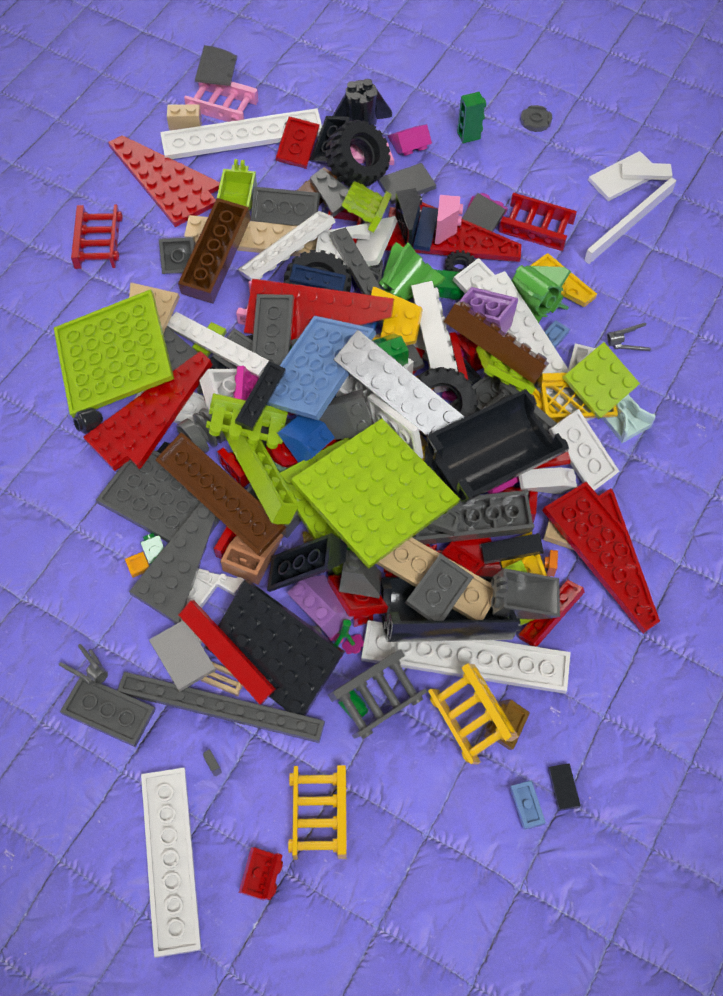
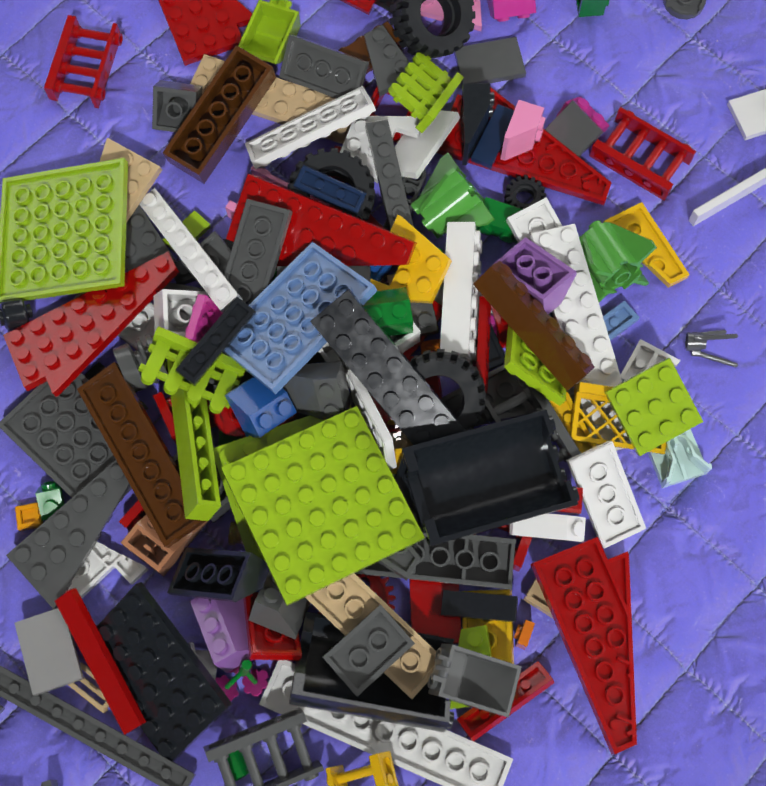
camera: 15 degrees right, 10 degrees up
(463, 558) = (414, 606): red plate -> none

